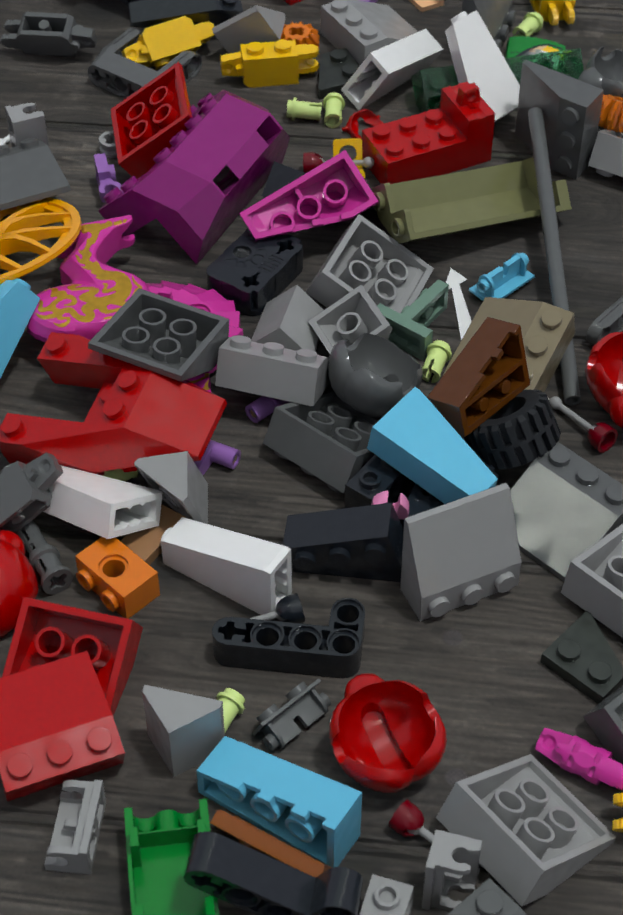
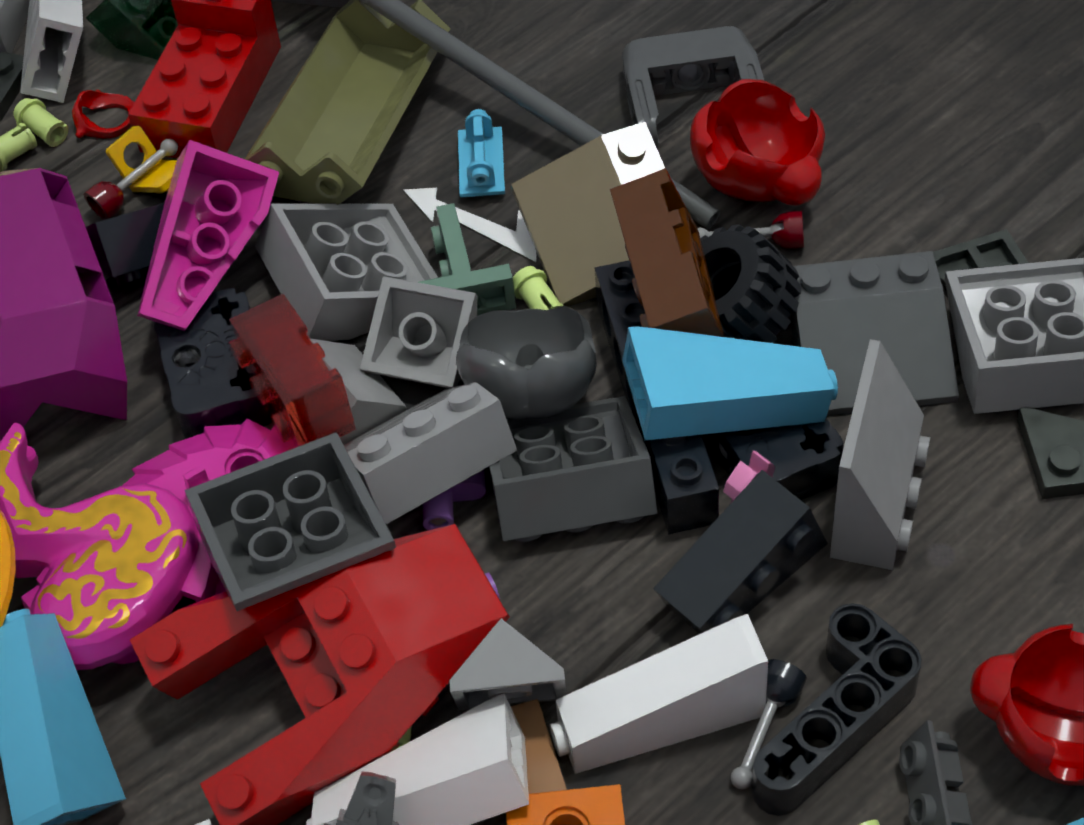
camera: 45 degrees left, 5 degrees up
(260, 290) = (290, 373): none -> clear red wedge

